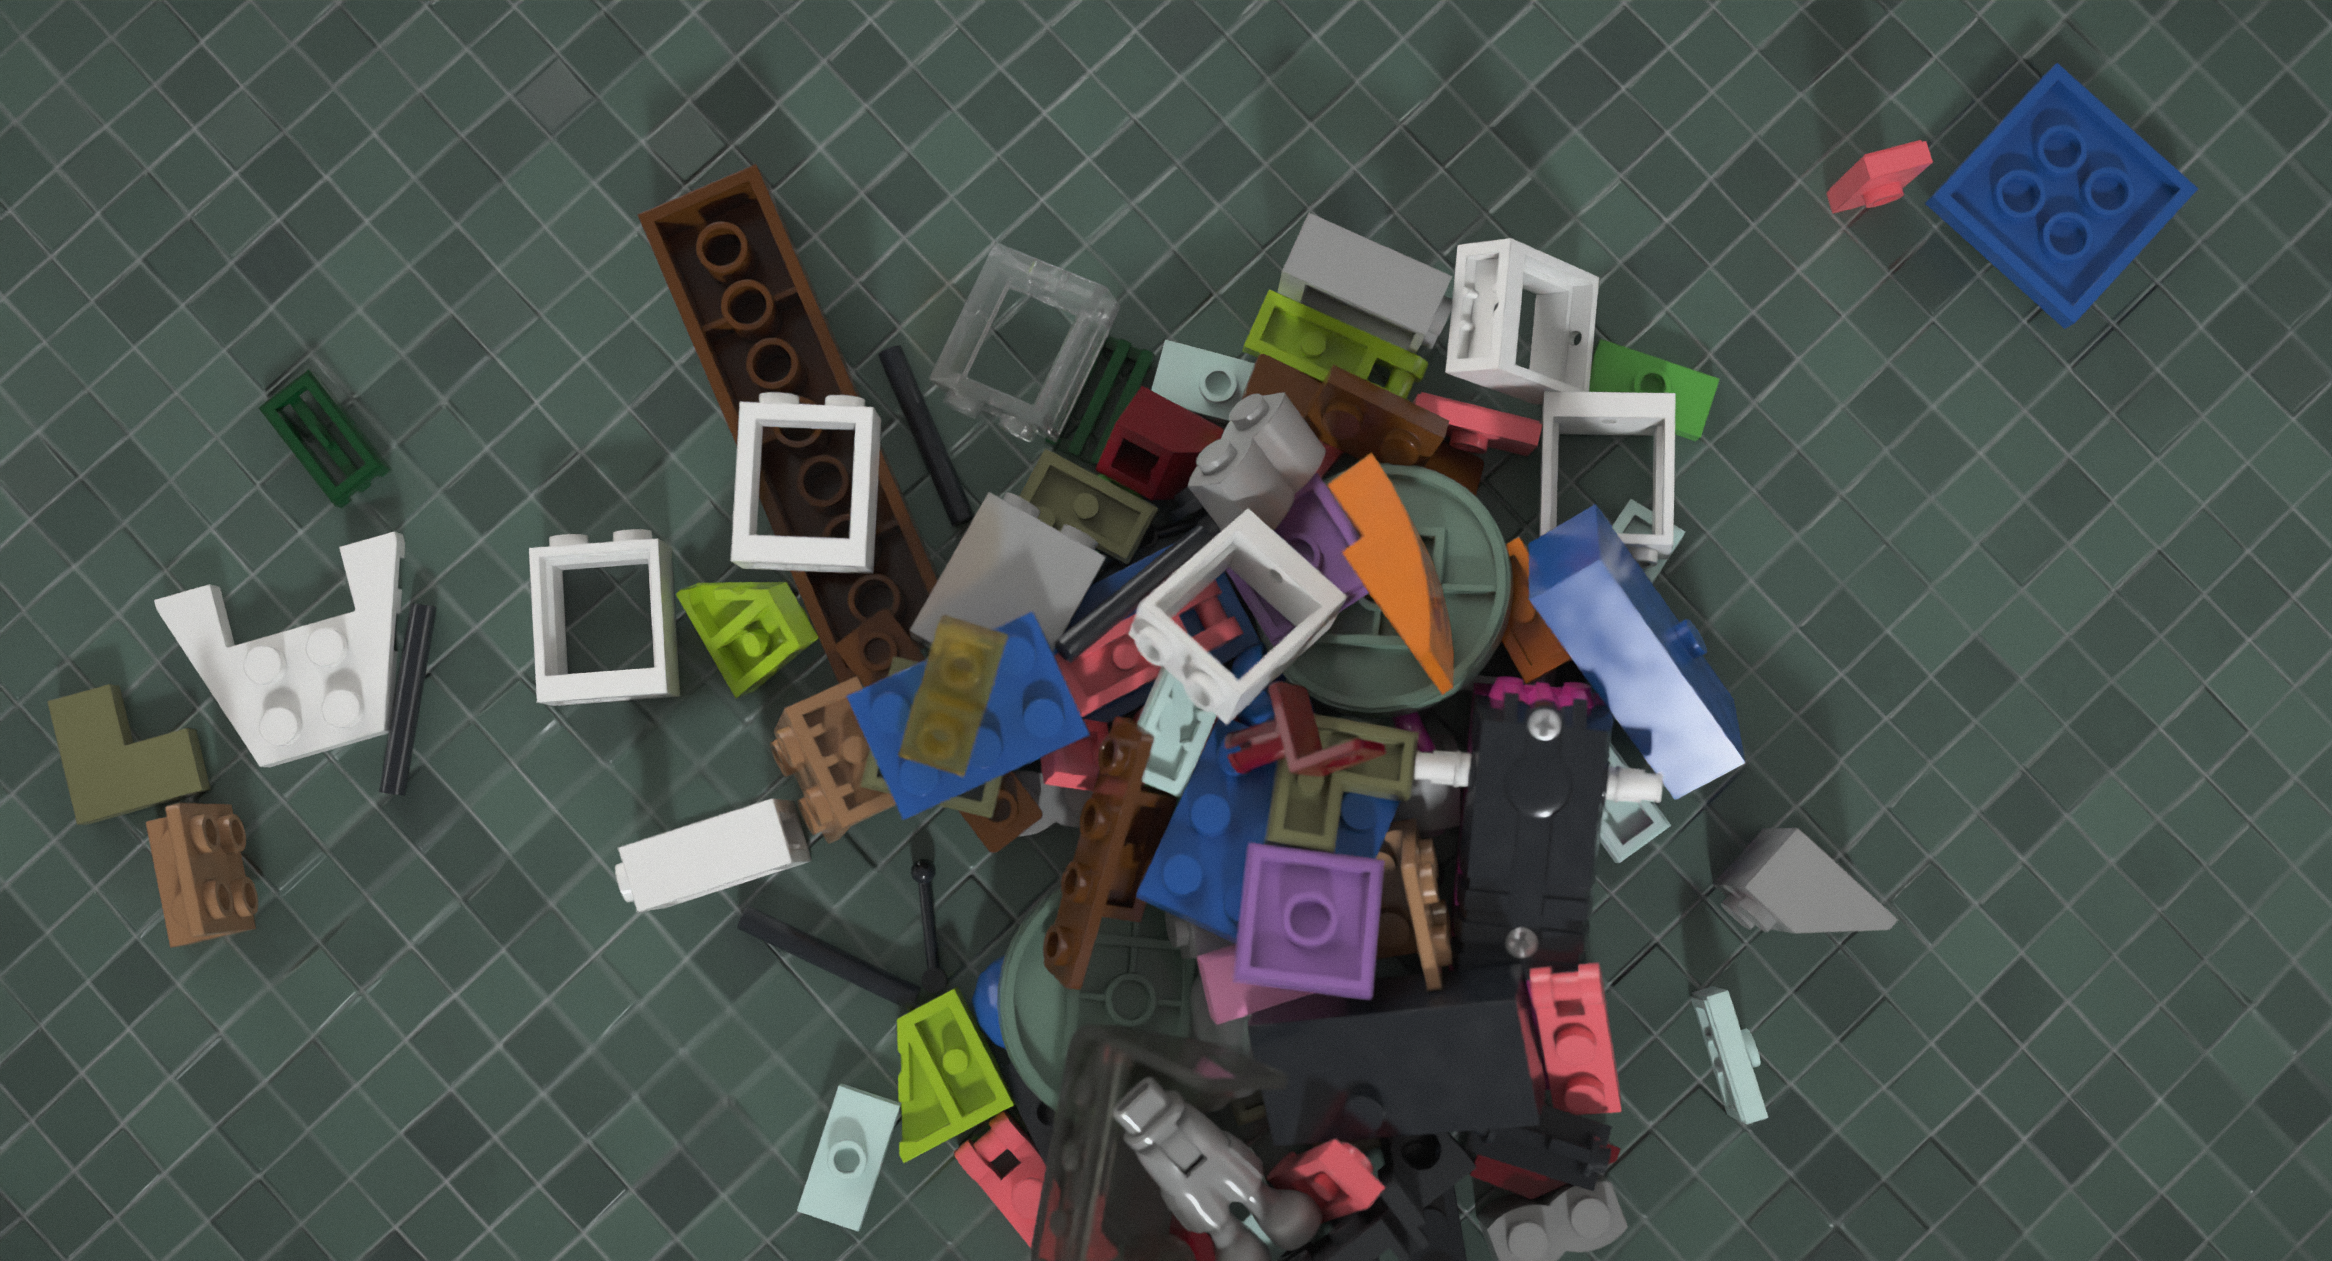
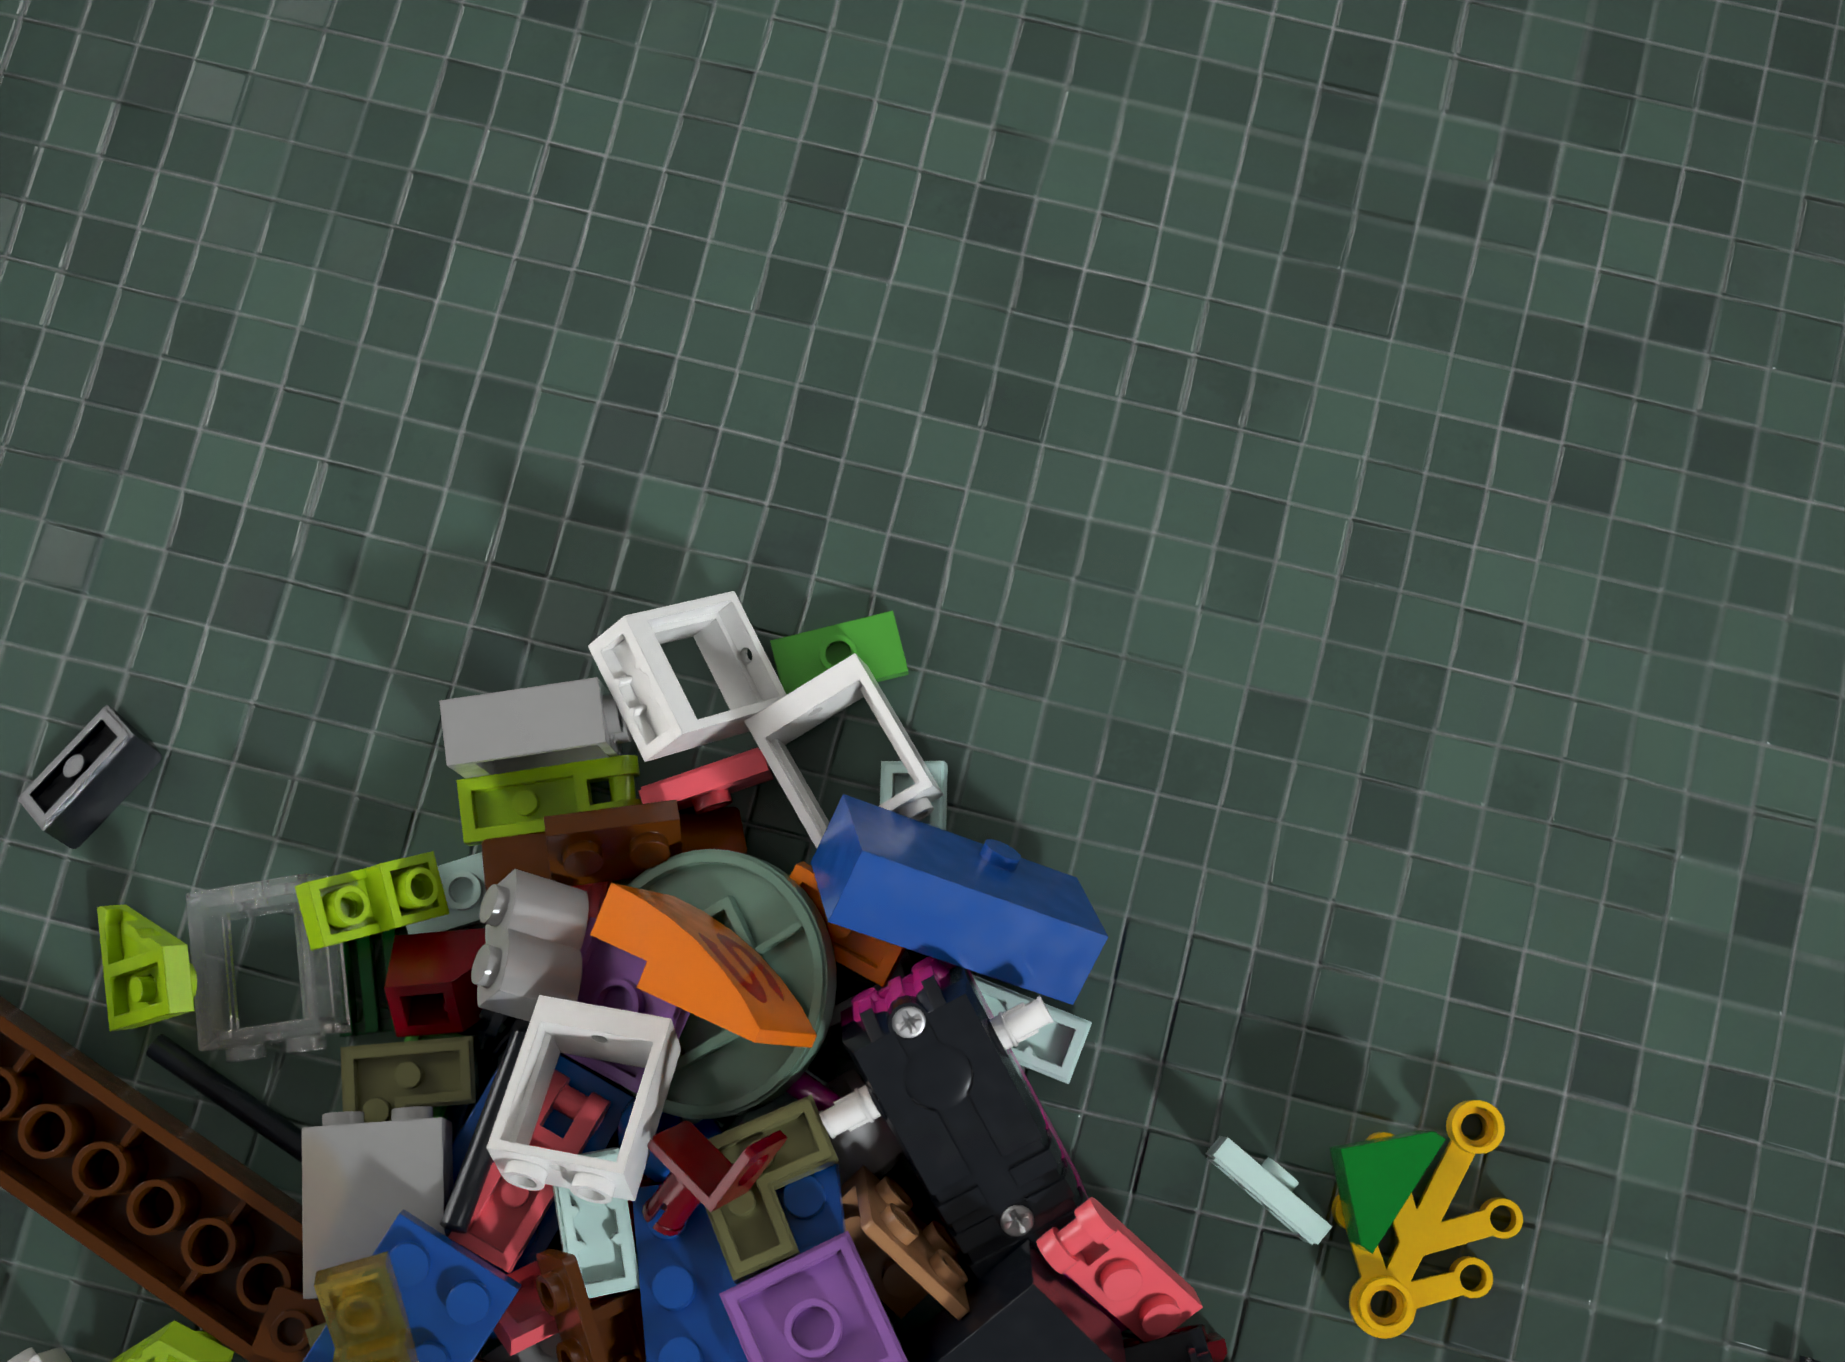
camera: 30 degrees left, 5 degrees down
(806, 553) = (212, 1233): white window -> none
(920, 284) = (143, 970): none -> lime wing
(966, 96) = (89, 778): none -> black slope
(1144, 344) = (371, 900): none -> lime slope
(1796, 888) = (1230, 1012): light grey slope -> none
(1828, 1106) = (1378, 1179): none -> green slope
(1834, 1166) = (1423, 1233): none -> yellow plant
(1879, 177) = (915, 359): coral plate -> none
(2061, 196) = (1080, 278): blue plate -> none

